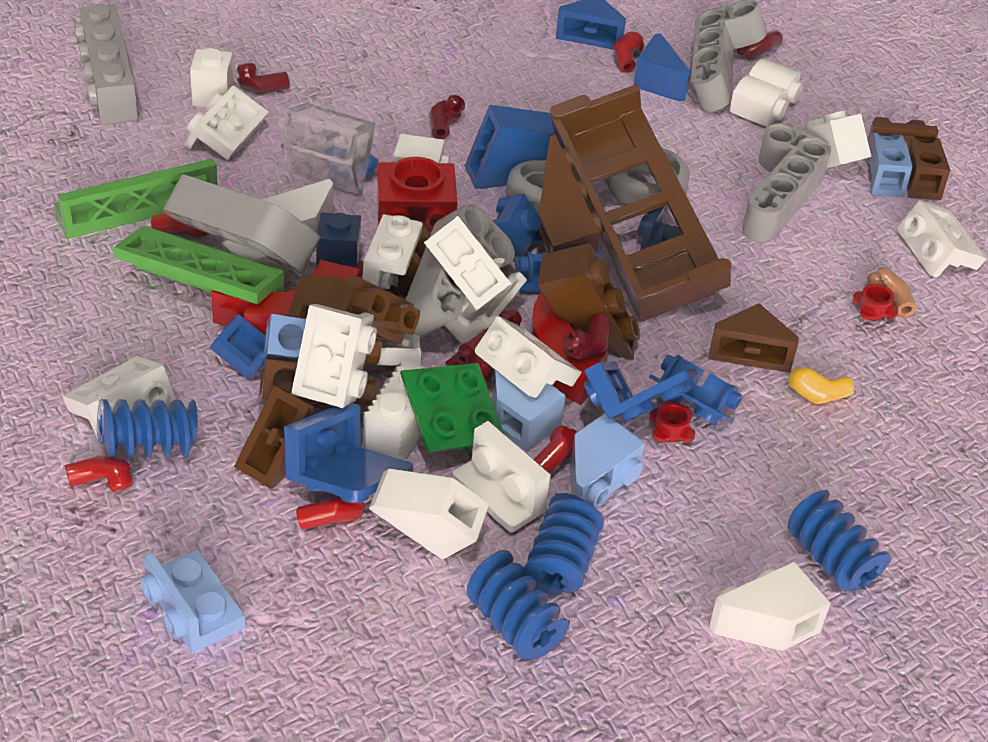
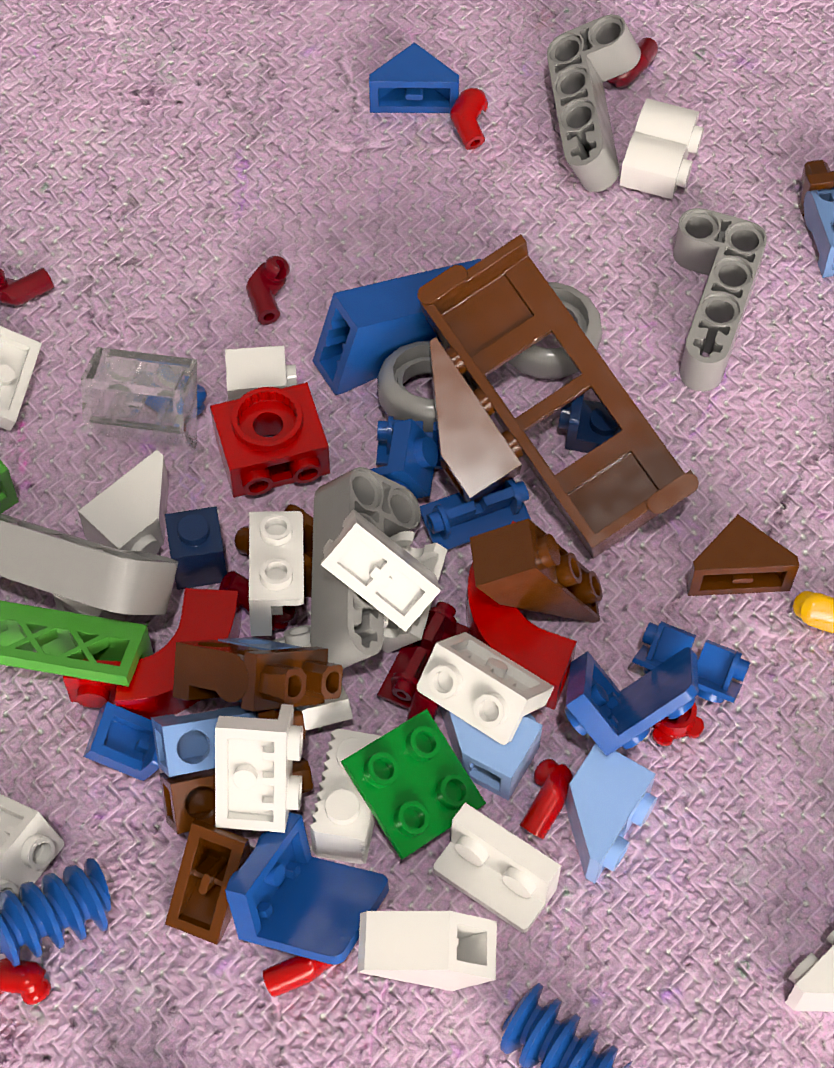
camera: 10 degrees left, 15 degrees up
(564, 544) = (594, 946): blue piece -> none
(593, 343) = (557, 639): dark red arm -> none
(662, 70) = (522, 144): blue slope -> none
(844, 136) = (770, 204): white slope -> none

